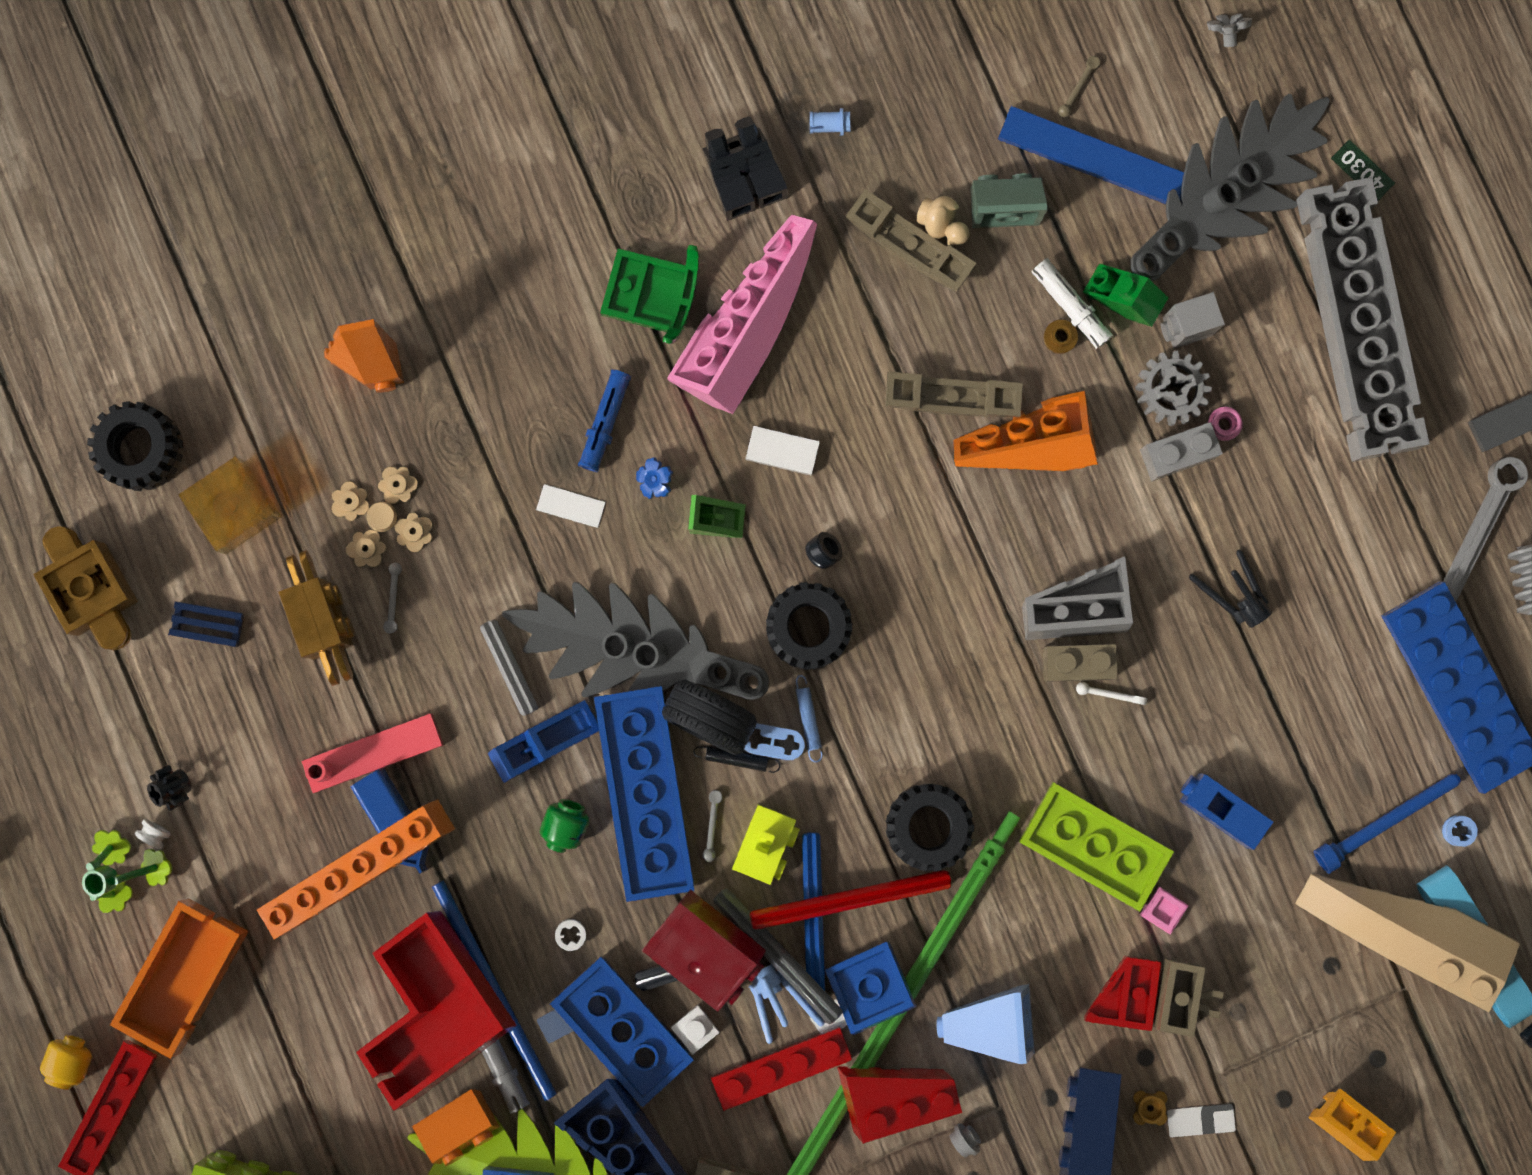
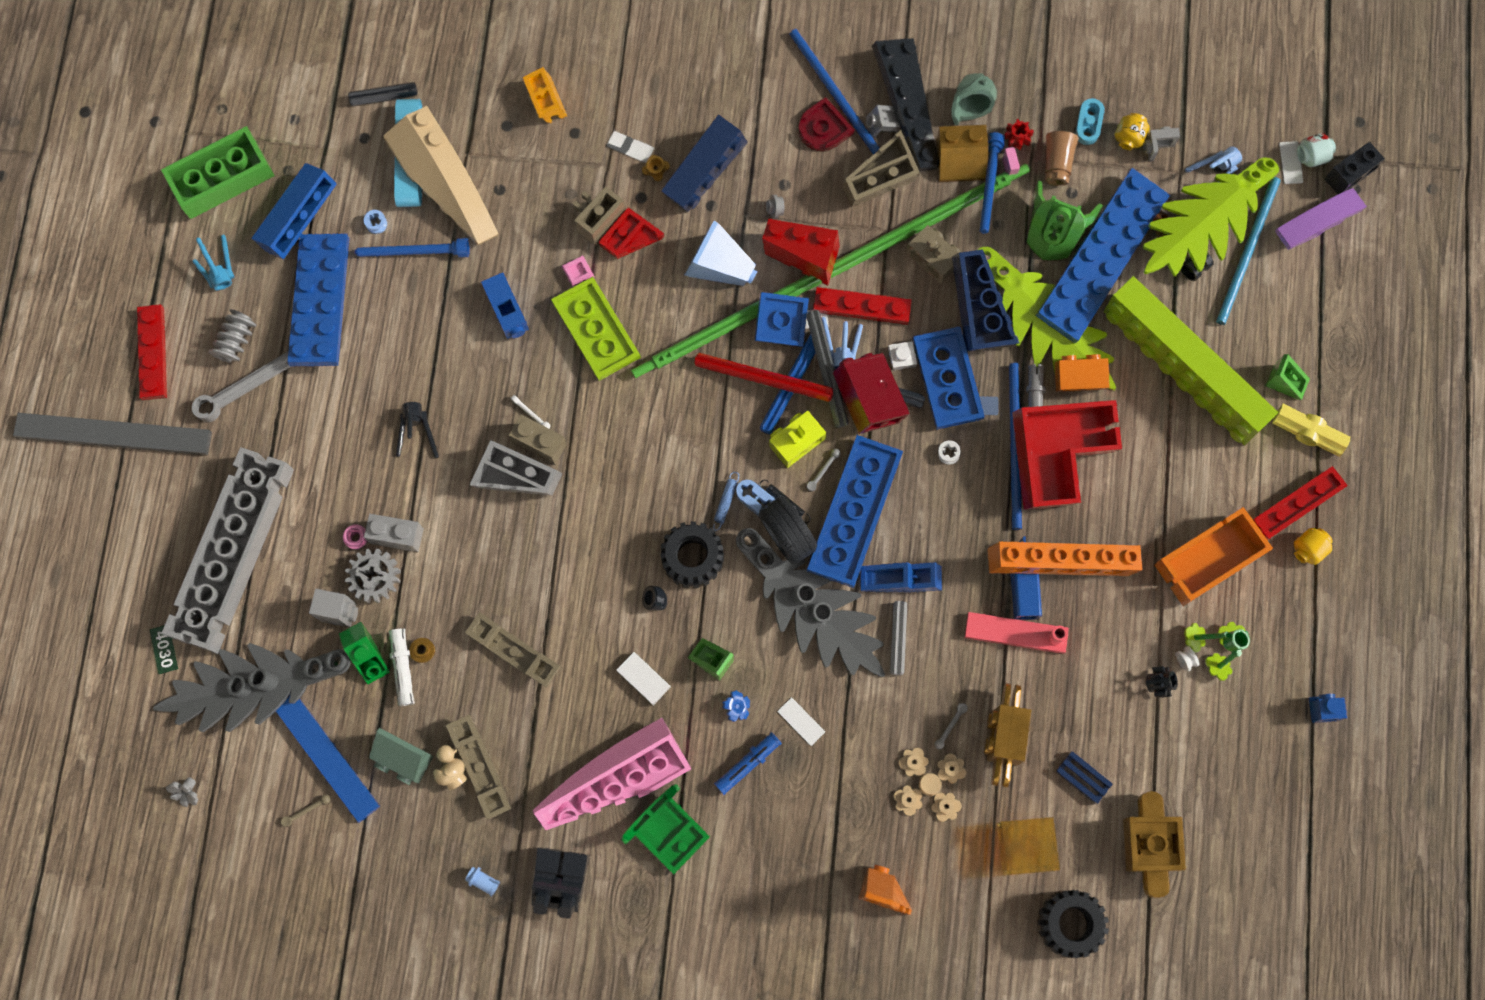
camera: 150 degrees left, 10 degrees down
(564, 825) = (916, 518): green head -> none
(960, 827) = (686, 374): black tyre -> none
(1046, 439) = (473, 589): orange wedge -> none

